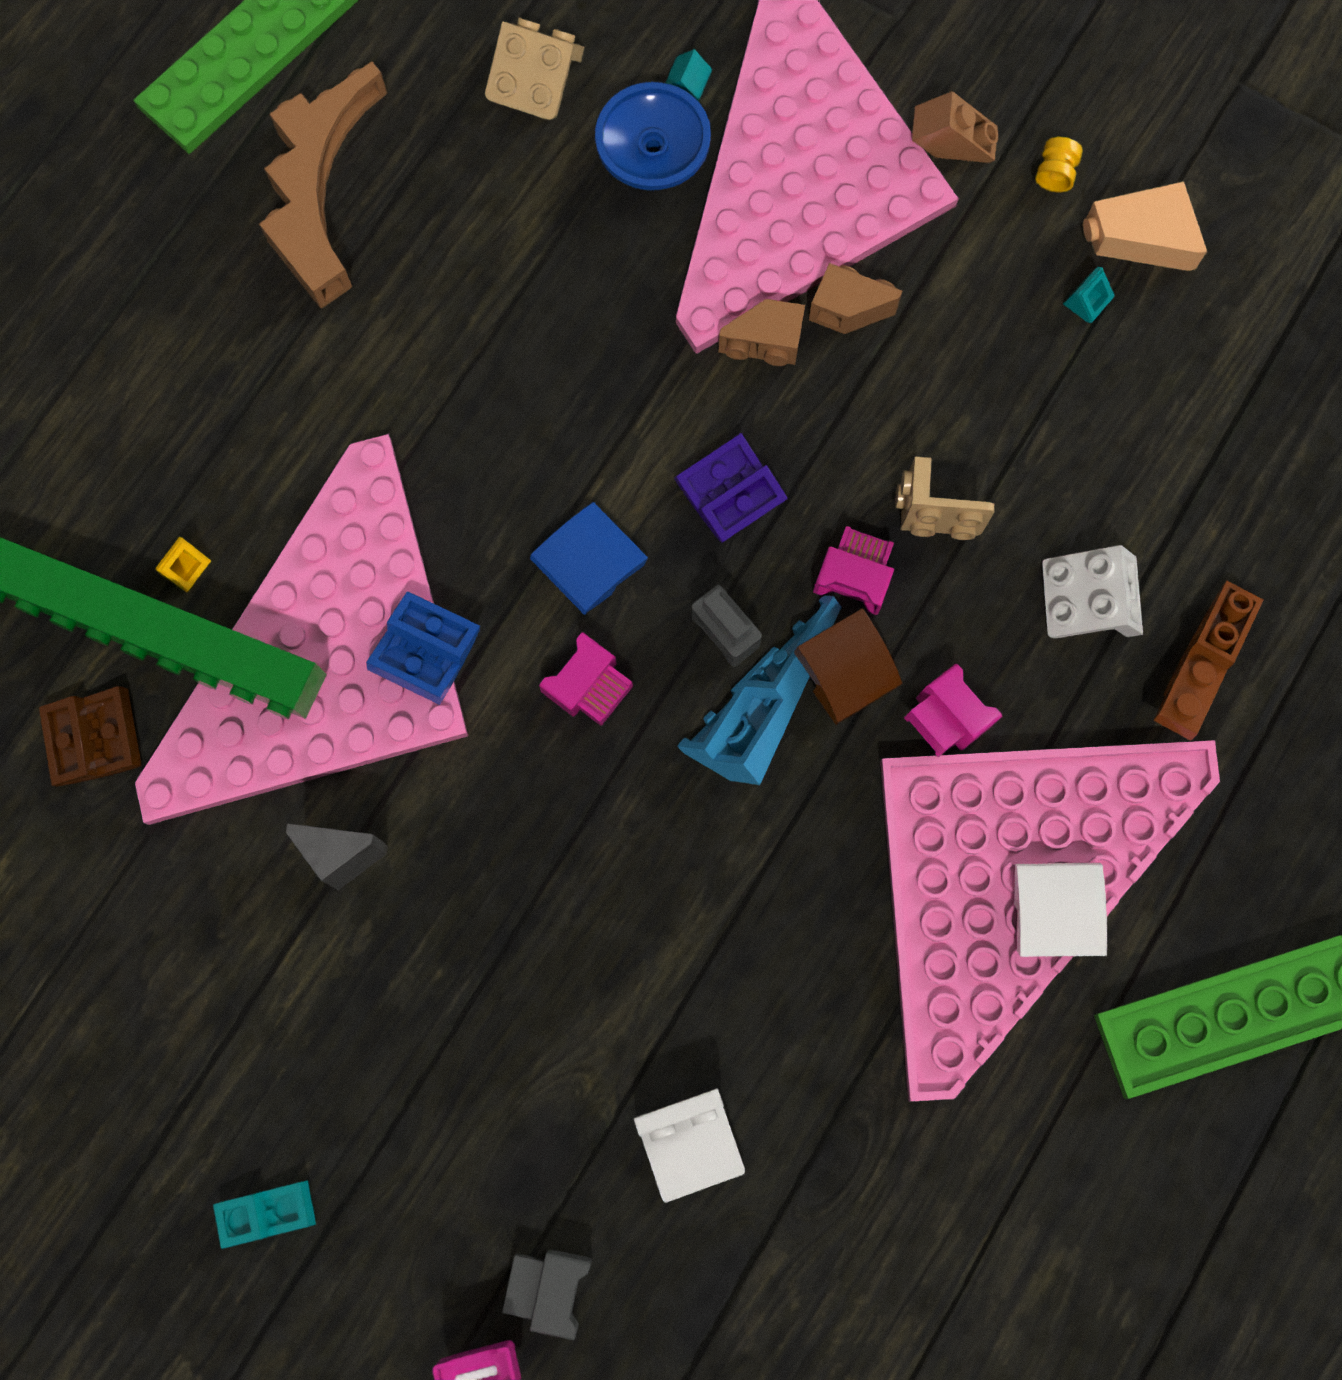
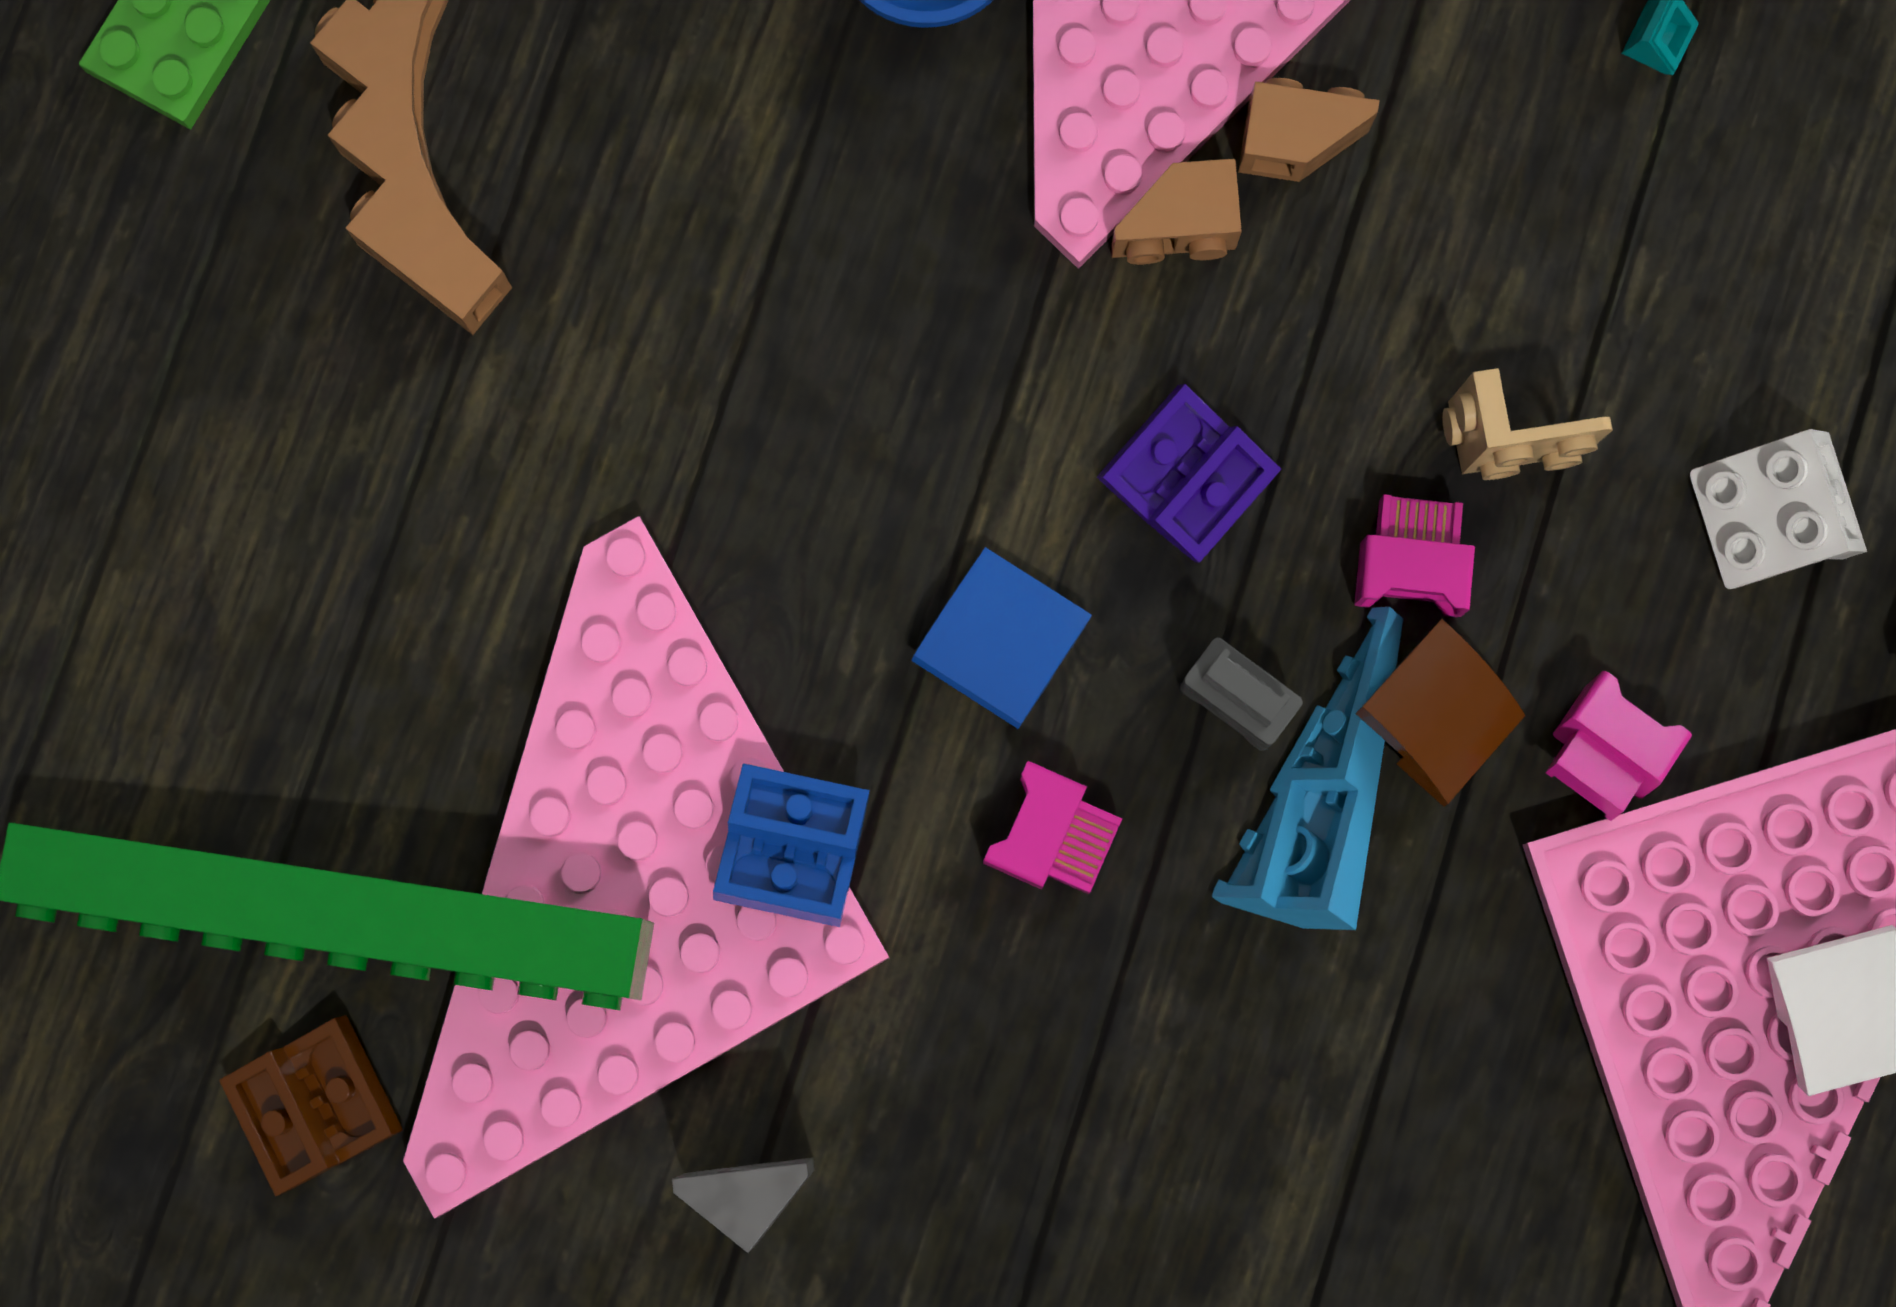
camera: 15 degrees left, 5 degrees up
(182, 564) = (378, 801): yellow slope -> none

